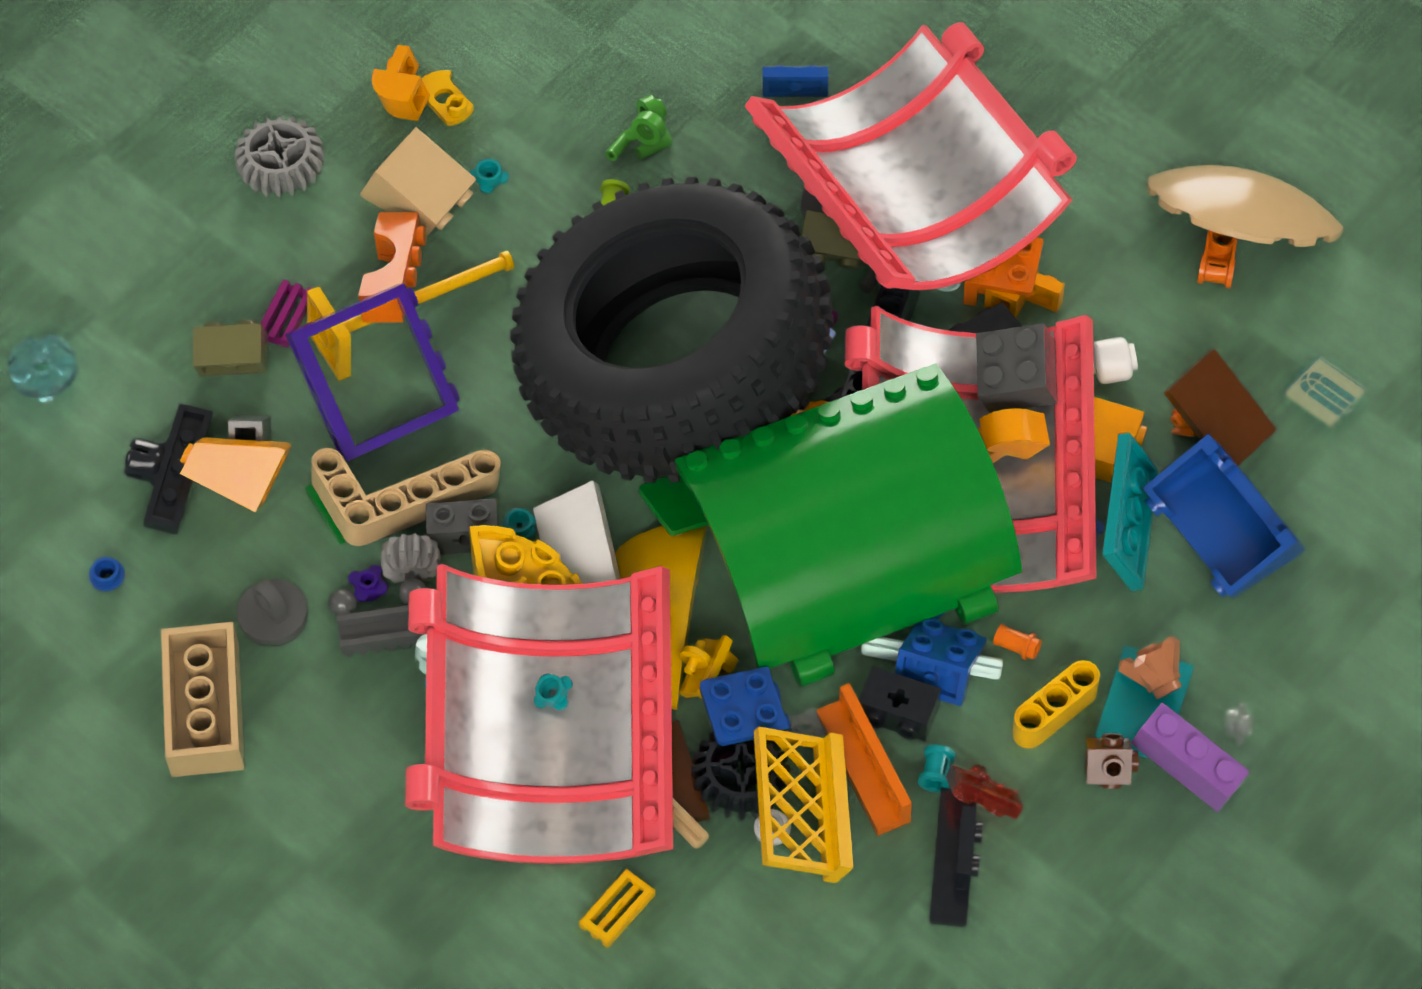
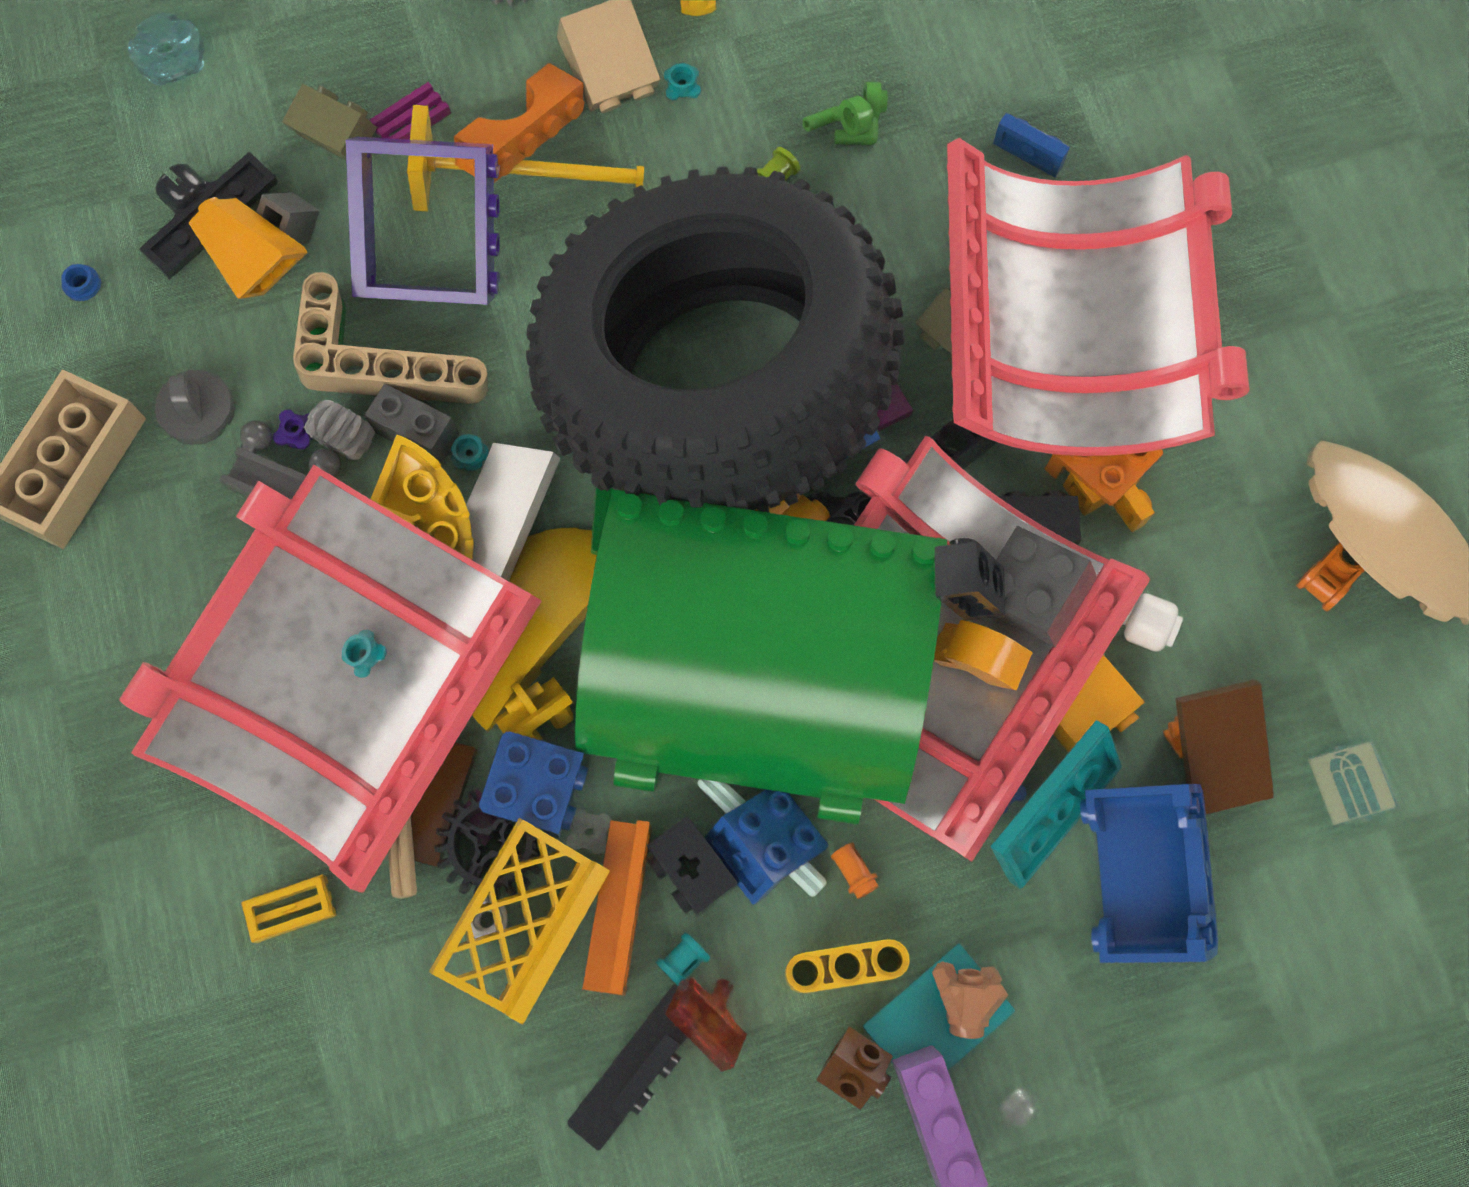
camera: 30 degrees right, 15 degrees up
(971, 378) = (969, 580): none -> black brick

